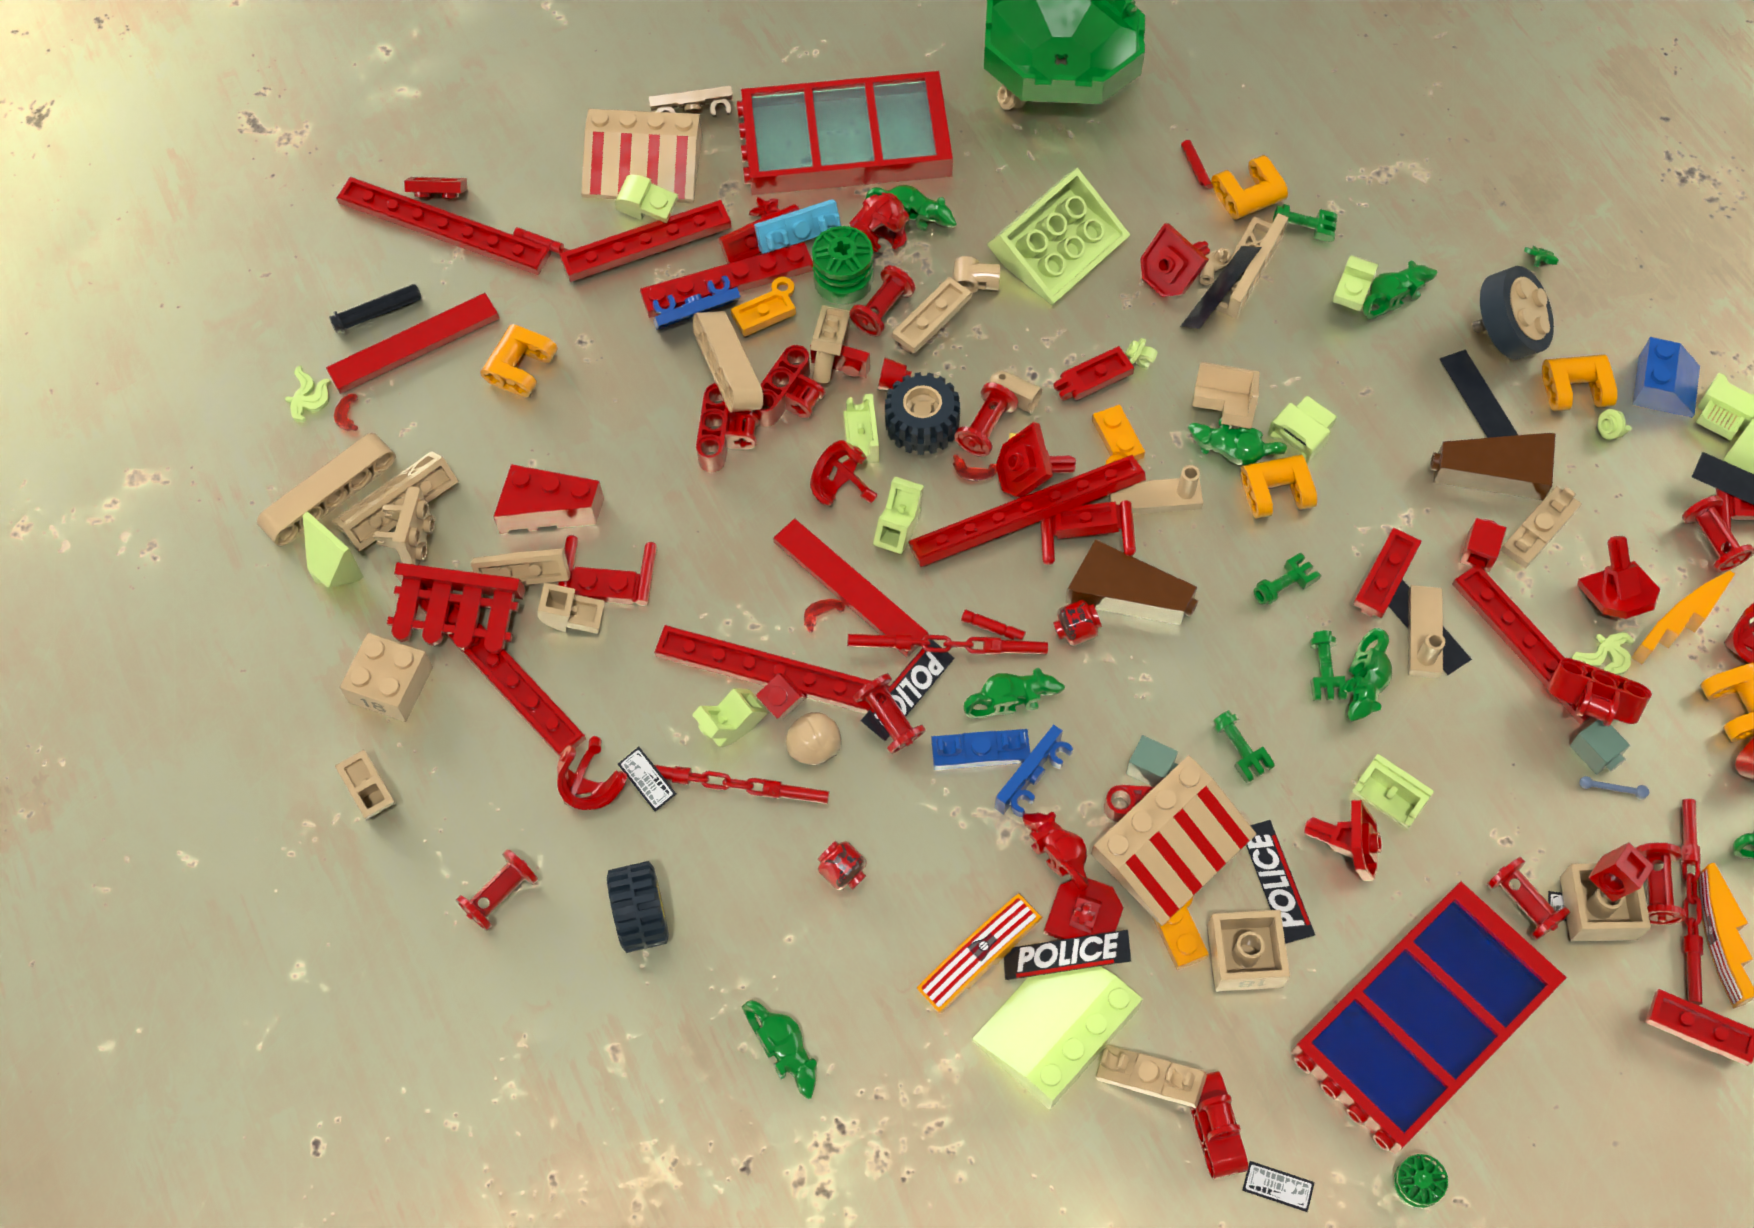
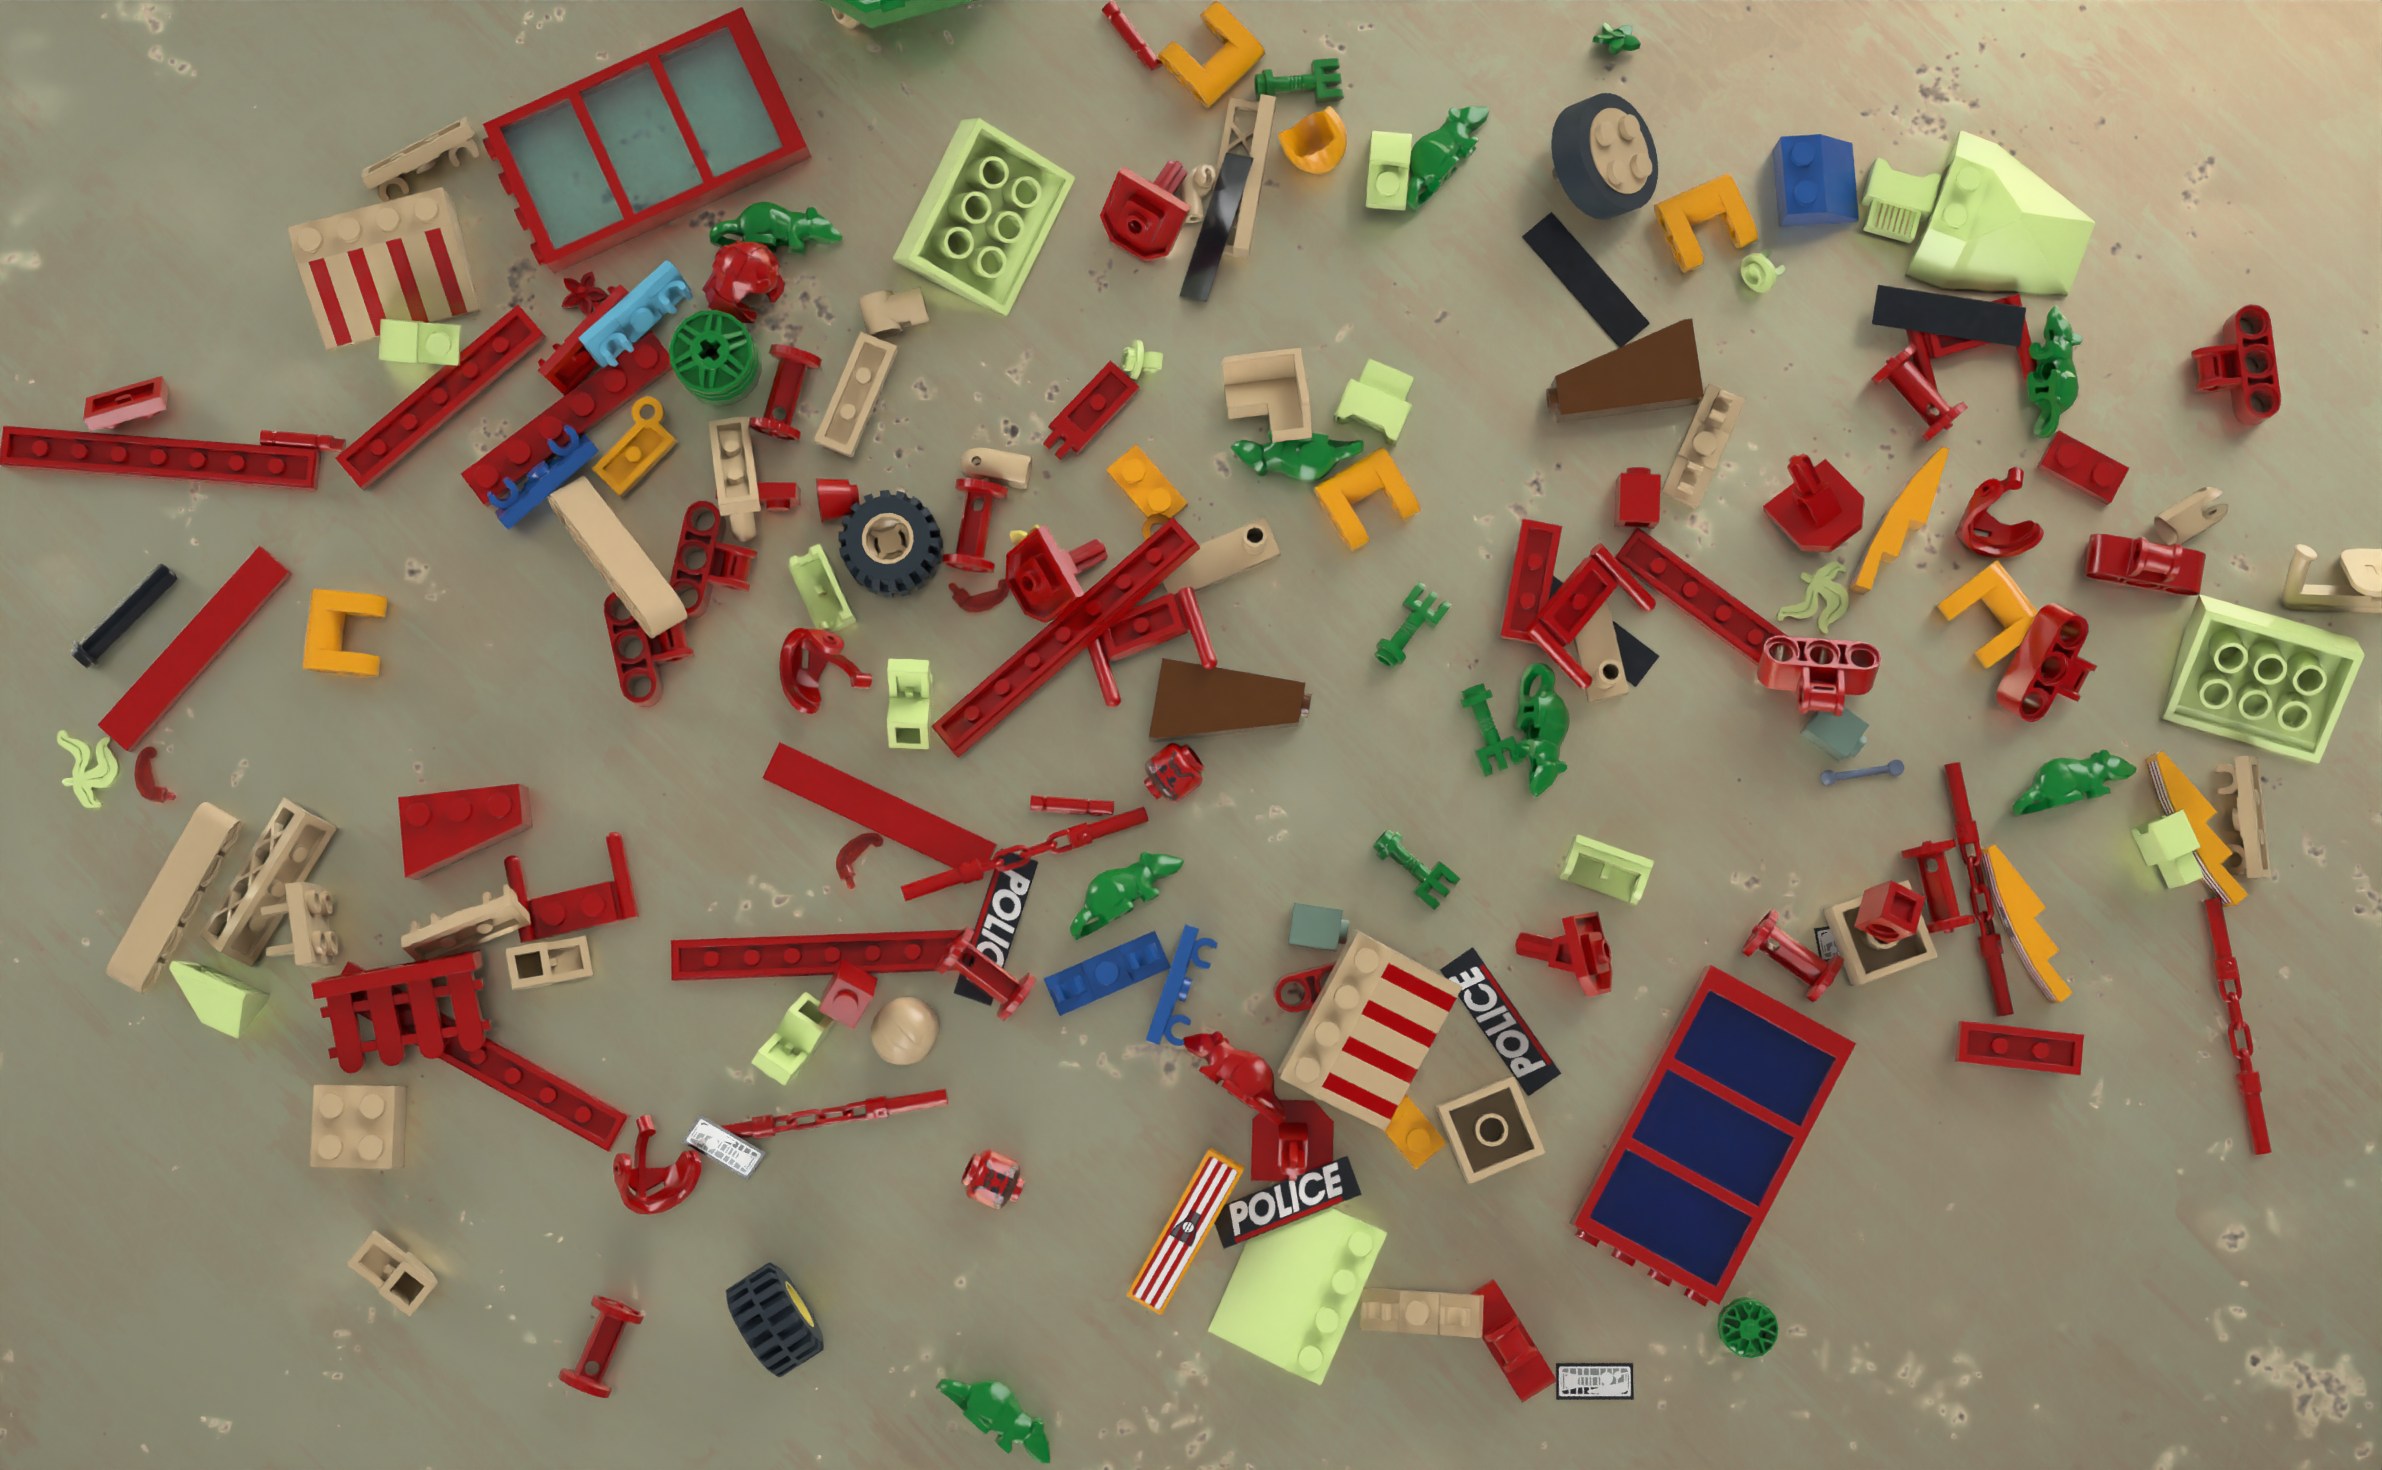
camera: 15 degrees left, 20 degrees up
(1308, 256) = (1316, 141): none -> light orange hair
(1420, 594) = (1577, 603): none -> red plate

